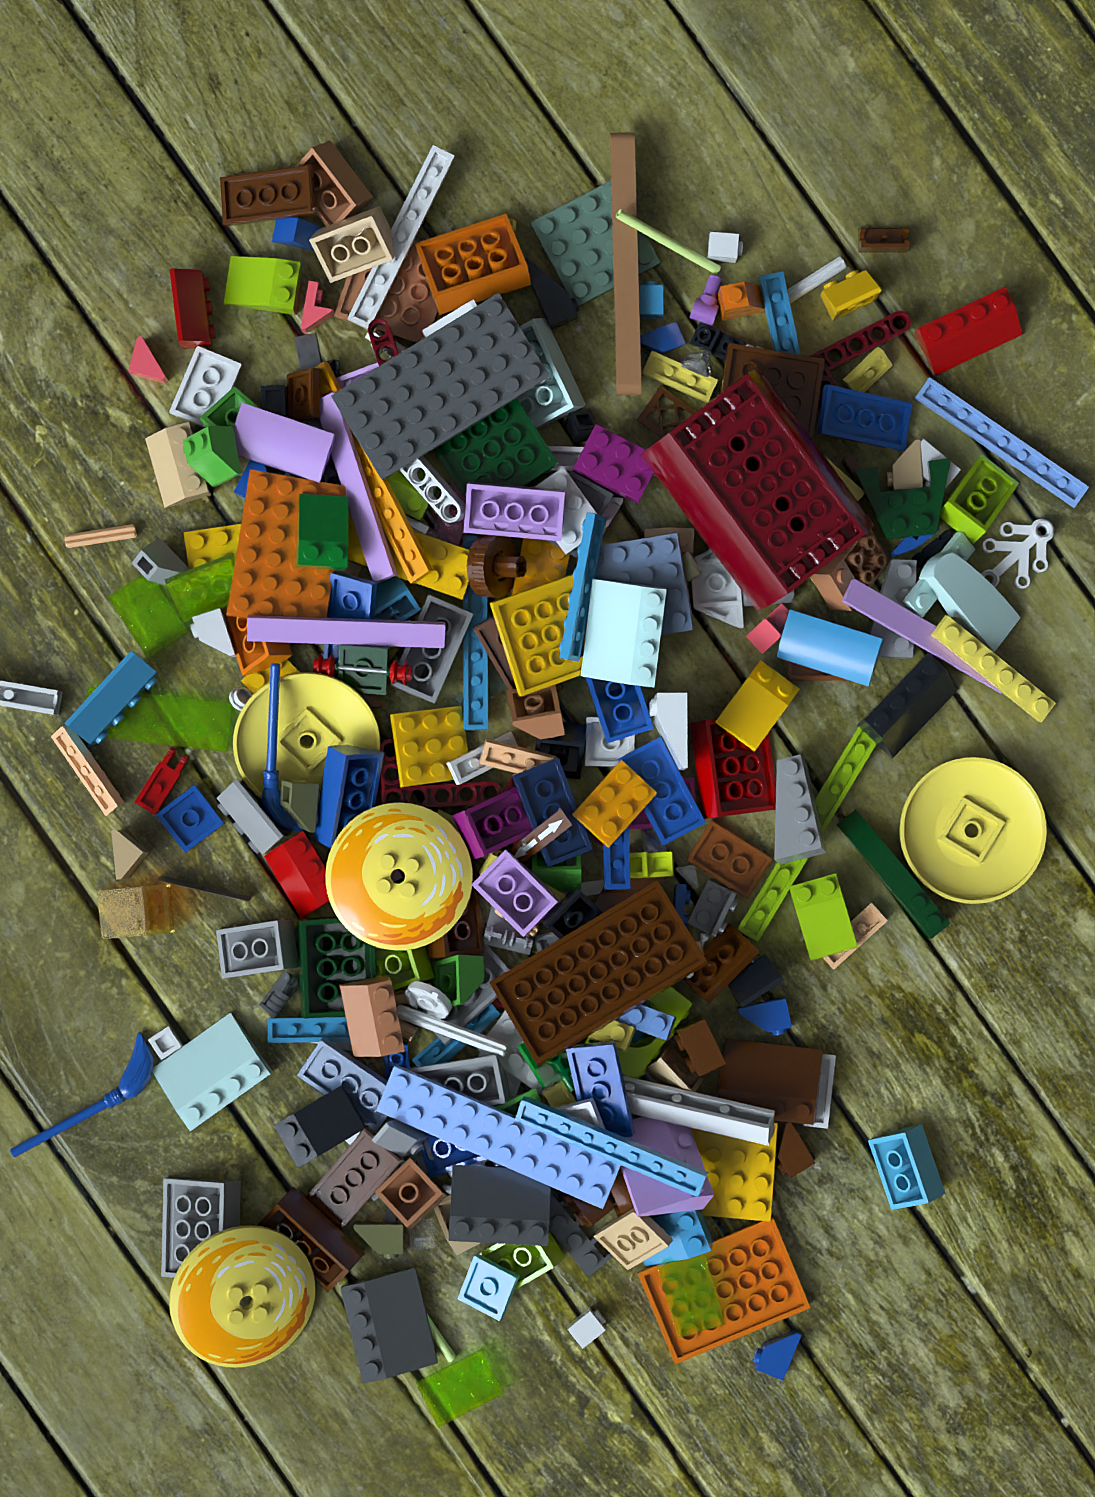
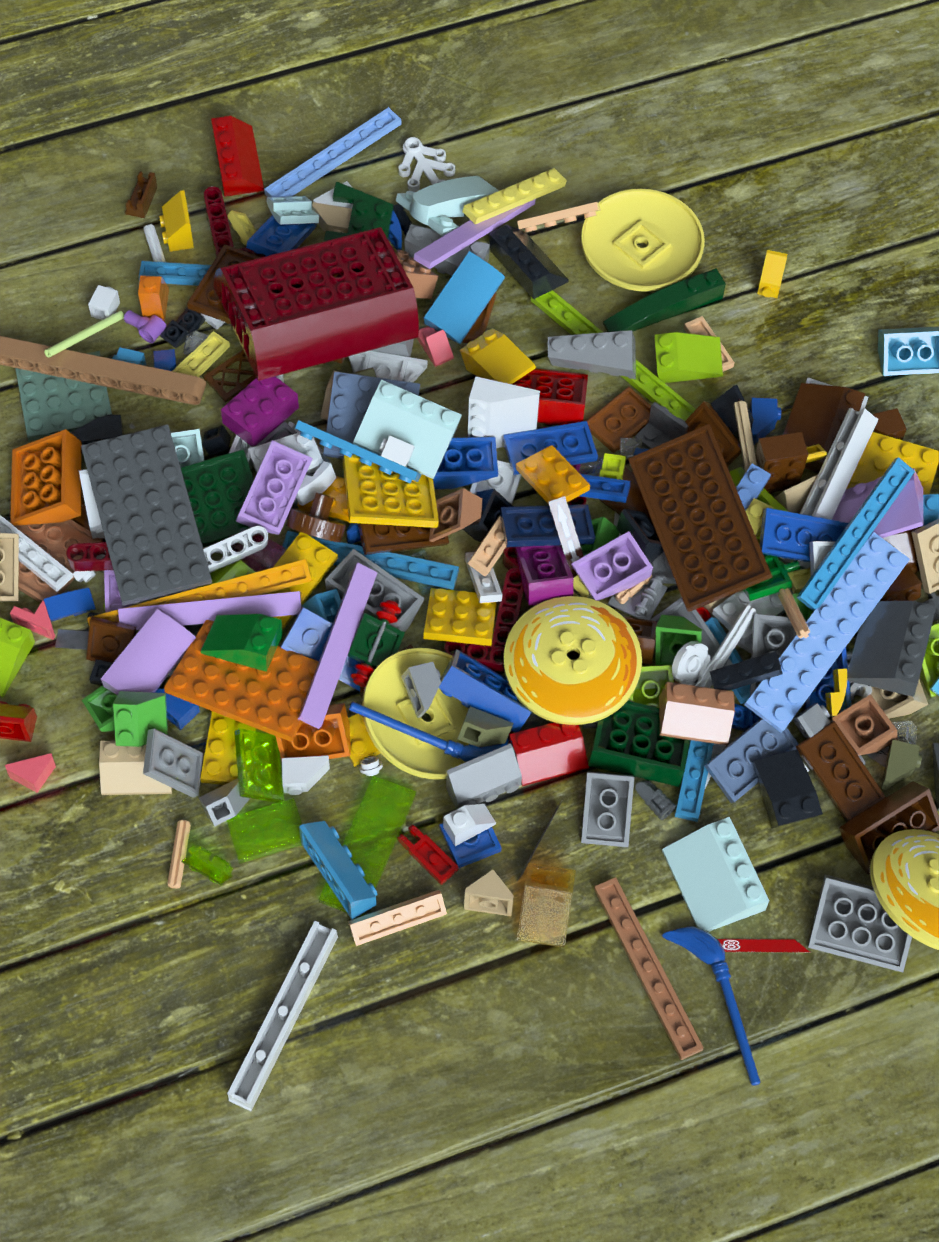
camera: 75 degrees left, 25 degrees down
(91, 567) = (217, 871): none -> clear neon green hinge
(100, 1025) = (648, 969): none -> nougat plate
(154, 1130) = (762, 945): none -> red sticker
(165, 1042) = (678, 911): white plate -> none
(182, 502) = (173, 763): none -> light grey tile
(198, 814) = (467, 822): none -> white slope
(204, 384) = (72, 728): white plate -> none
(324, 730) = (421, 685): none -> light grey slope
(340, 337) = (69, 604): none -> blue slope
(426, 1059) = (746, 672): none -> black plate
(436, 1158) = (835, 700): none -> yellow slope
(506, 1096) = (794, 613): none -> light nougat axle
(546, 555) = (317, 483): none -> white slope
(589, 629) = (396, 450): none -> white brick
(715, 1003) = (745, 434): none -> tan axle
(717, 1081) = (815, 453): none -> yellow slope
(904, 419) = (292, 210): none -> light aqua slope
(961, 989) = (772, 274): none -> yellow slope
(977, 498) = (375, 178): lime slope -> none
(977, 727) = (567, 215): none -> light nougat plate

